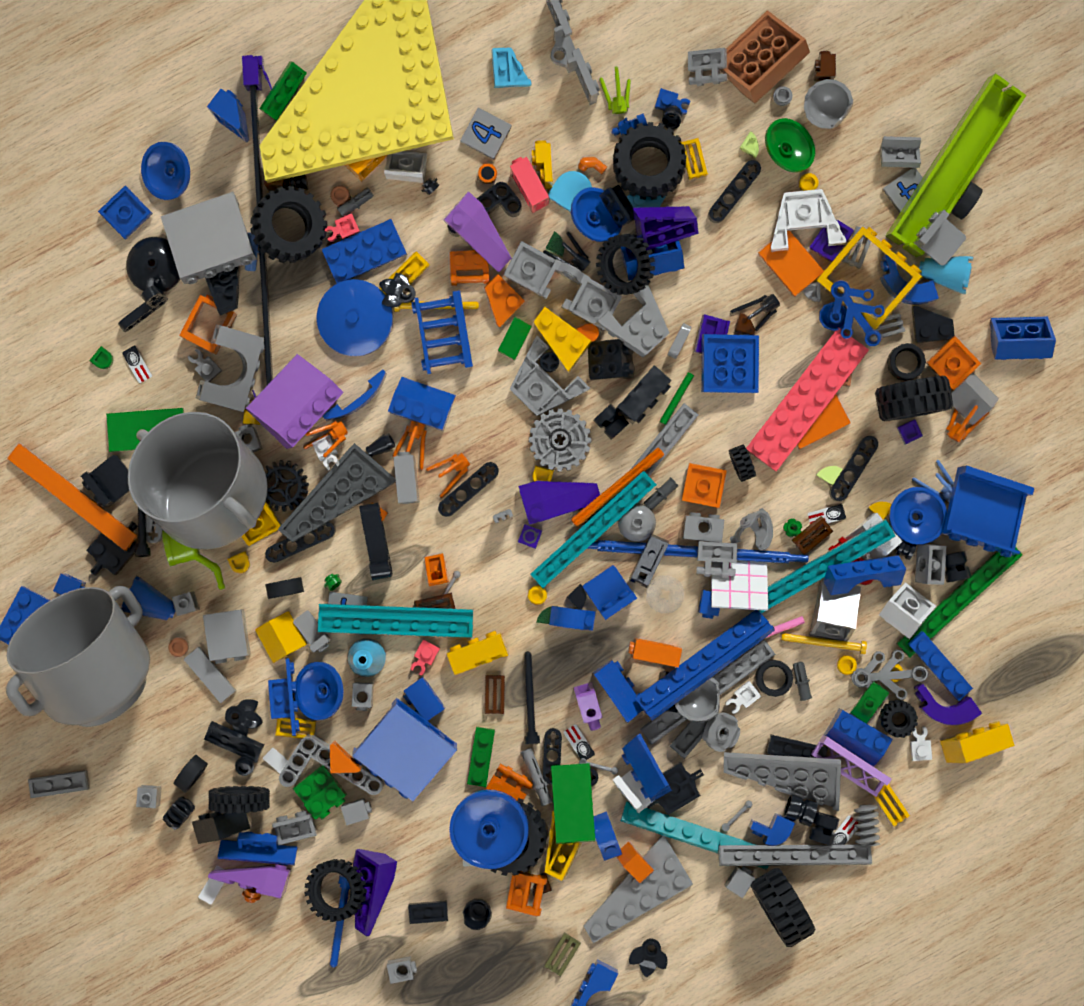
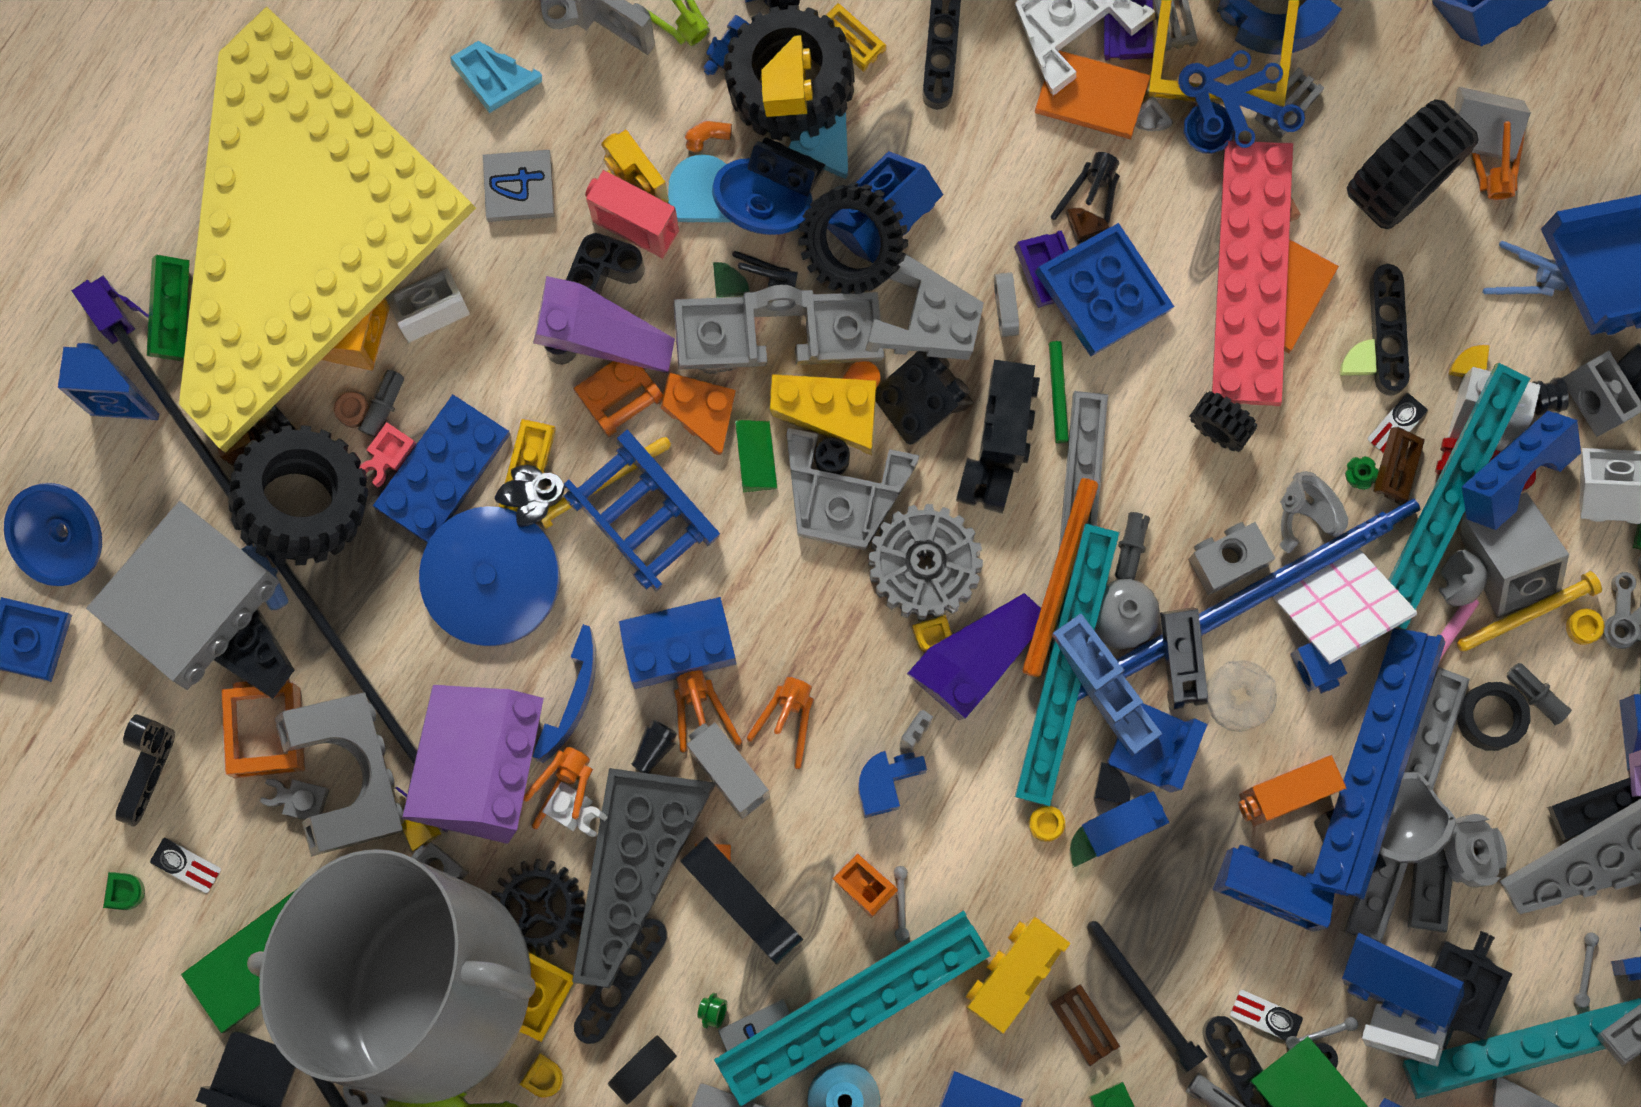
camera: 30 degrees left, 10 degrees down
(162, 274) = (142, 692): black dish -> none
(426, 654) = (934, 1030): coral plate -> none
(430, 186) = (482, 310): black plate -> none
(448, 595) = (911, 912): reddish brown tile -> none
(465, 486) = (837, 729): black beam -> none
(472, 525) = (877, 780): none -> blue brick
(487, 173) = (558, 241): tile -> none
(530, 536) = (975, 739): dark purple tile -> none
(587, 700) = (1243, 943): medium lavender torso -> none
(604, 550) = (1106, 685): none -> medium blue slope
(639, 168) = (784, 80): none -> yellow slope
(664, 224) = (873, 147): dark purple wedge -> none
(704, 485) = (1187, 493): orange plate -> none
(716, 552) = (1280, 577): light grey plate -> none
(745, 695) = (1470, 772): white plate -> none
(805, 607) = (1464, 577): none -> light grey hair
(909, 431) = (1432, 226): dark purple tile -> none
(920, 358) = (1360, 105): black tyre -> none
(930, 512) = (1547, 321): blue dish -> none
(931, 326) = (1355, 59): black wing -> none
(953, 362) = (1422, 79): orange plate -> none

